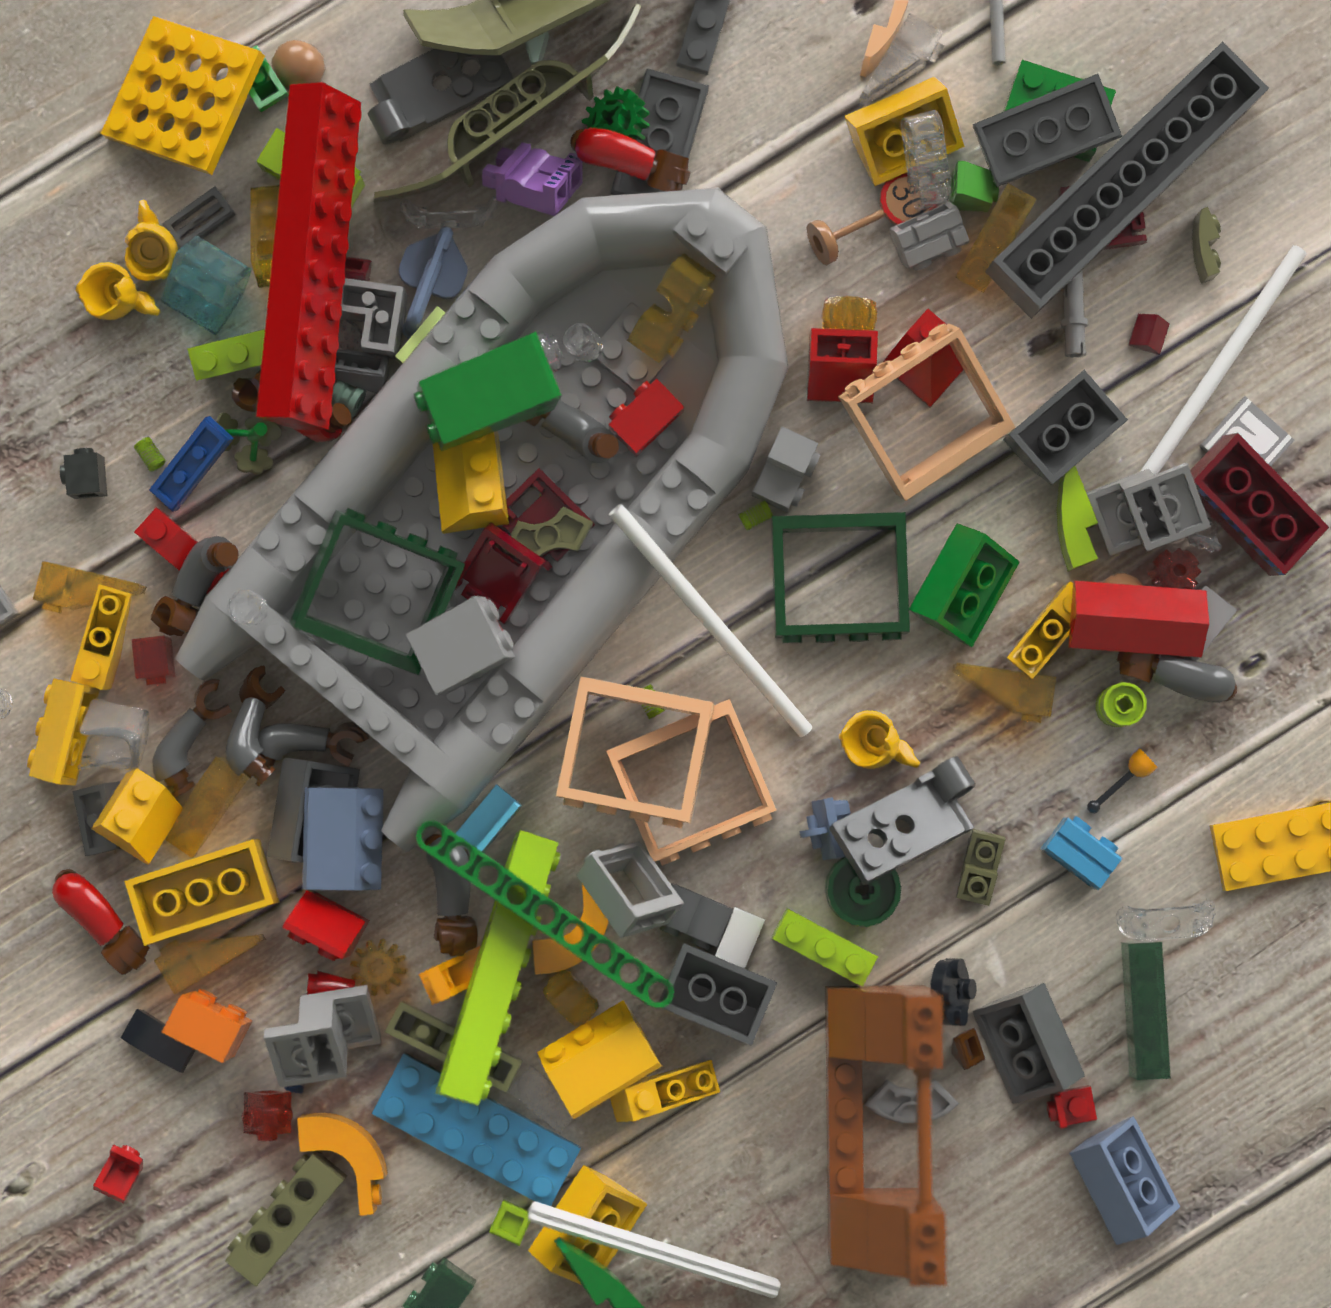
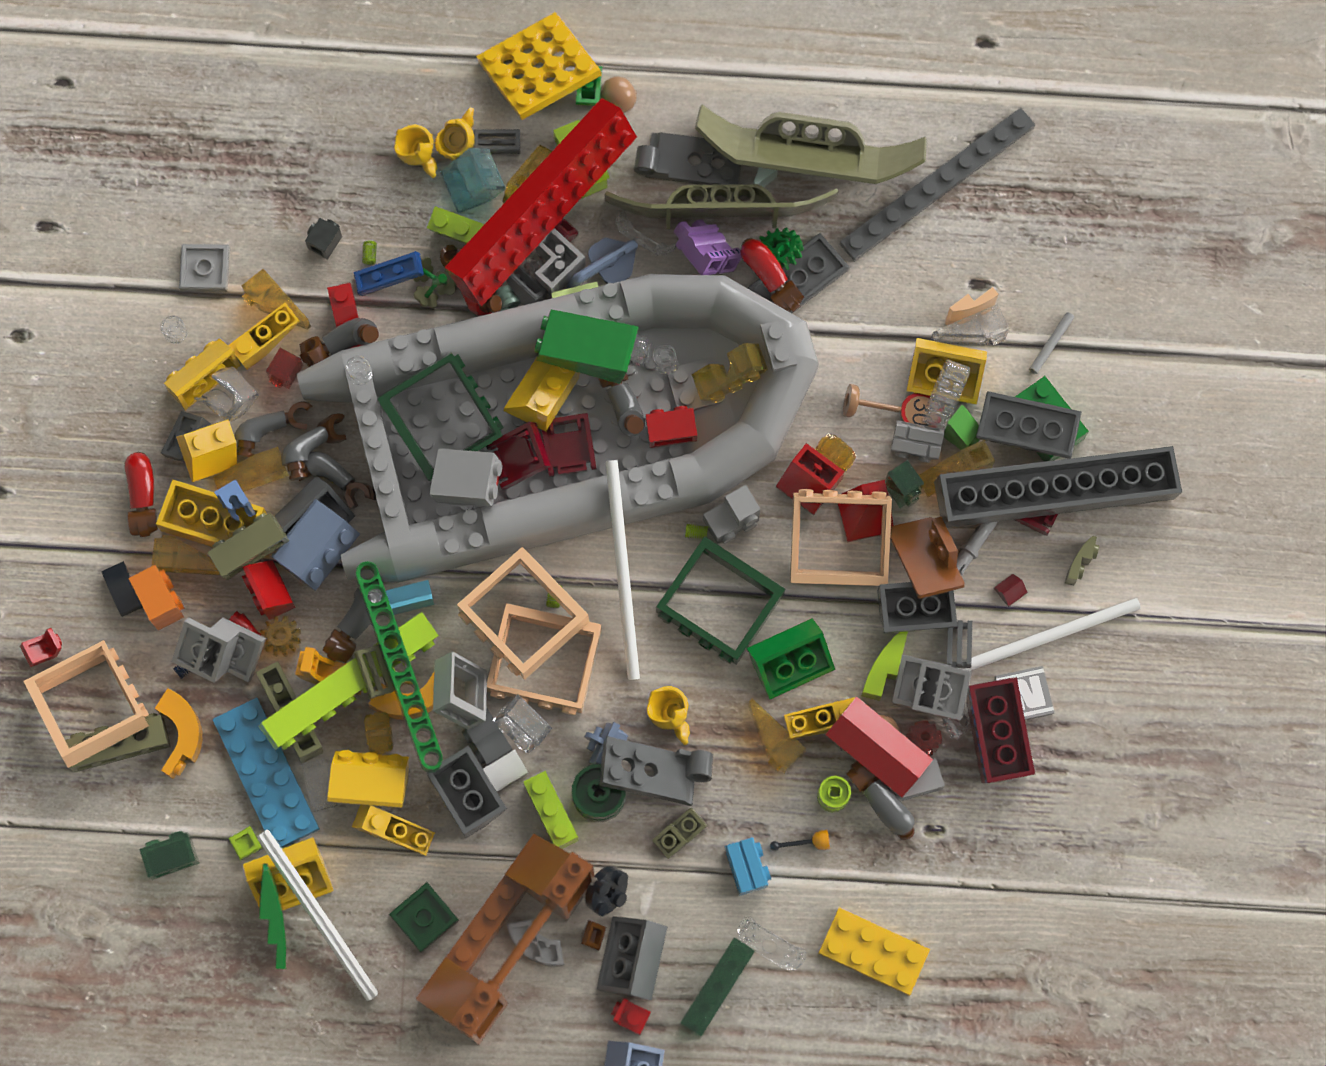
camera: 30 degrees right, 10 degrees down
(166, 1178) = (70, 668): none -> light nougat window
(213, 858) = (233, 498): none -> medium blue hinge
(267, 1114) = (152, 674): clear red brick -> none
(269, 898) = (247, 545): none -> olive brick
(508, 947) = (380, 691): none -> olive tile
(563, 531) = (574, 458): olive tile -> none
(723, 874) = (522, 724): none -> clear brick
(768, 1161) = (424, 917): none -> dark green tile
(954, 298) = (904, 484): none -> clear green brick
(1039, 362) = (927, 556): none -> dark orange bracket
(1154, 459) = (959, 664): none -> dark grey tile

